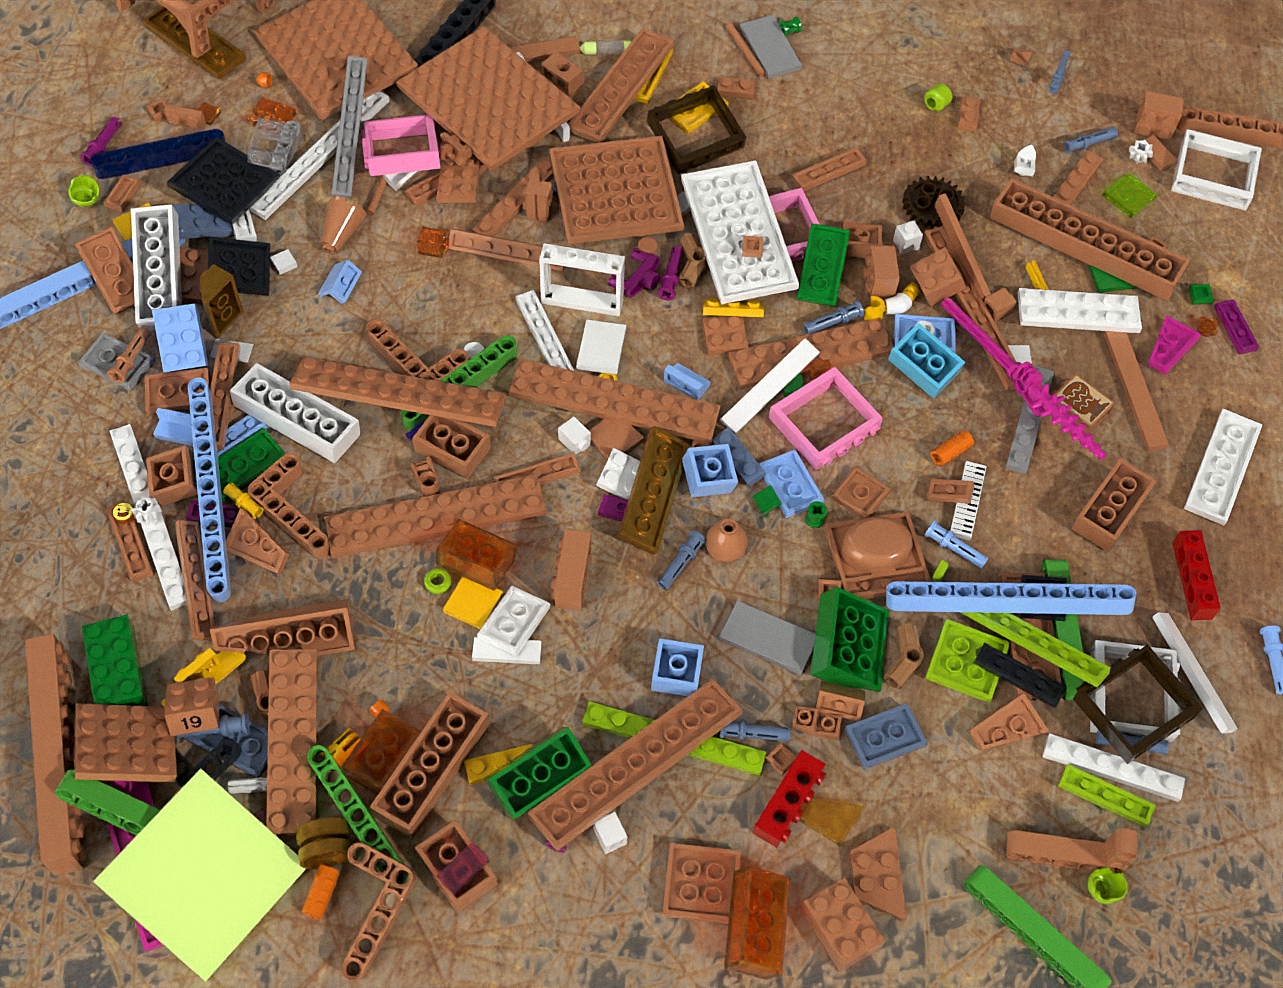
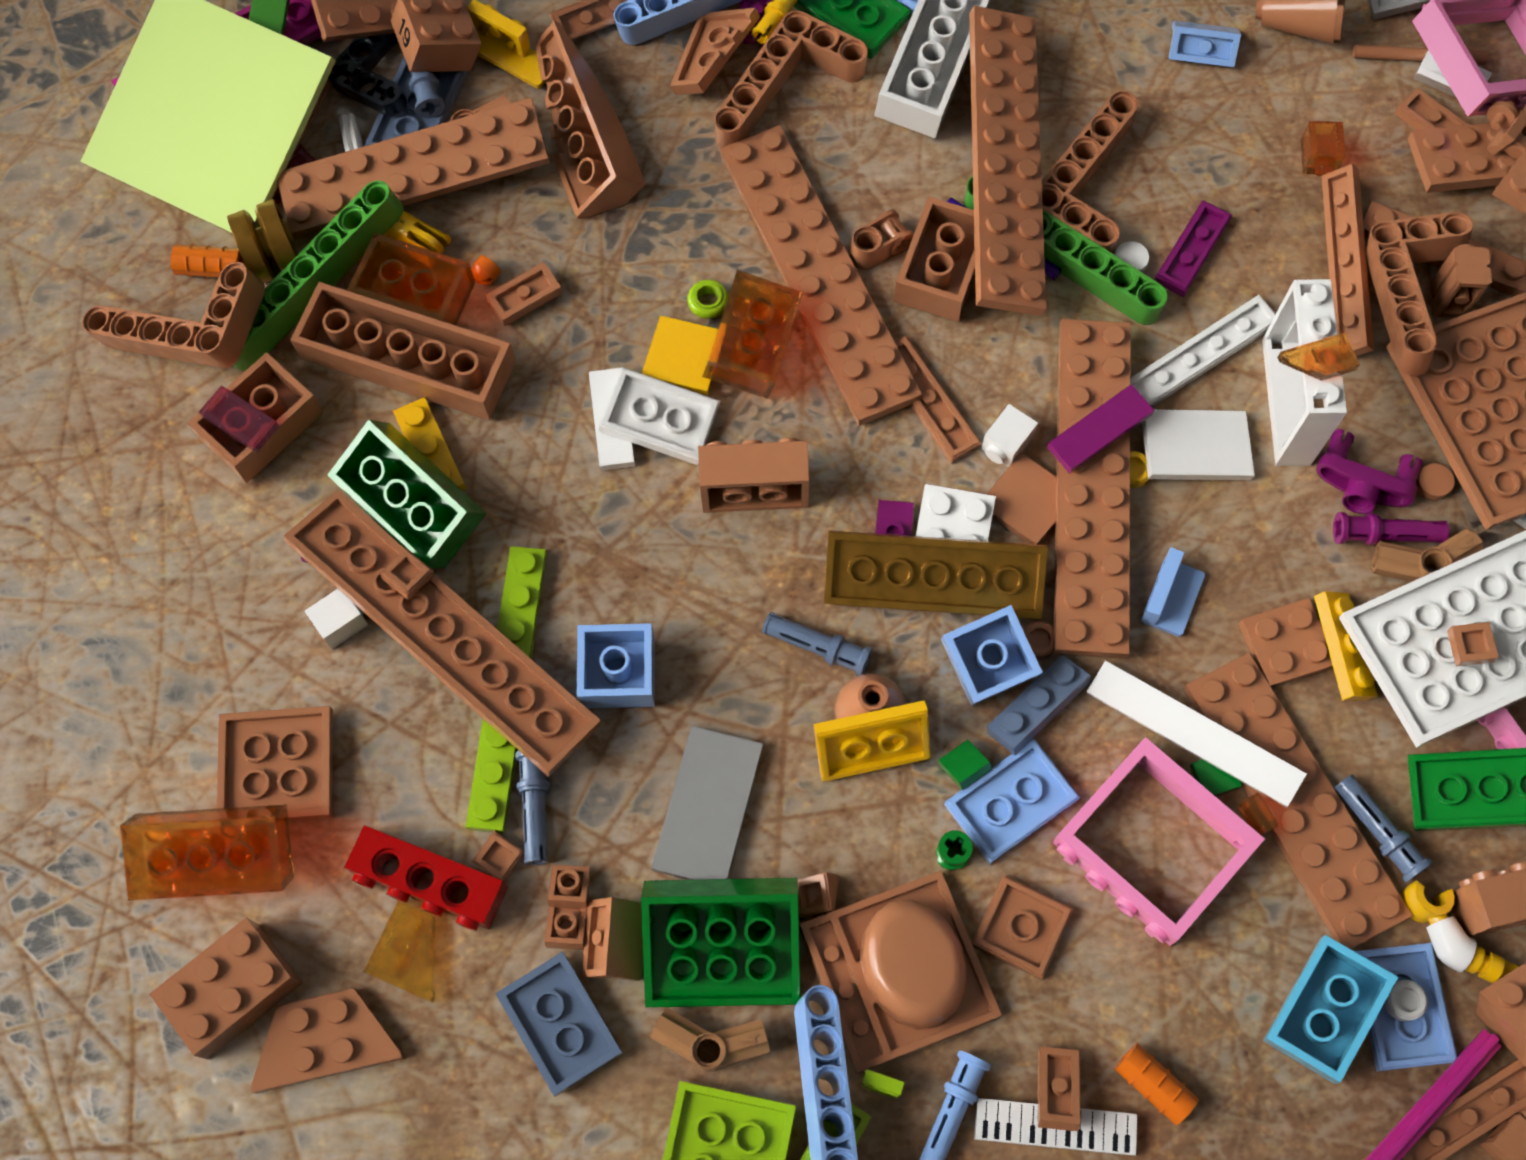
camera: 85 degrees right, 10 degrees up
(404, 688) = (524, 294): none -> nougat plate
(475, 320) = (1193, 248): none -> magenta tile
(522, 227) = (1390, 257): none -> nougat beam
(587, 385) = (1100, 428): none -> magenta tile
(593, 256) = (1322, 357): none -> clear orange tile
(598, 773) = (407, 574): none -> nougat tile
(750, 538) = (873, 741): none -> yellow tile

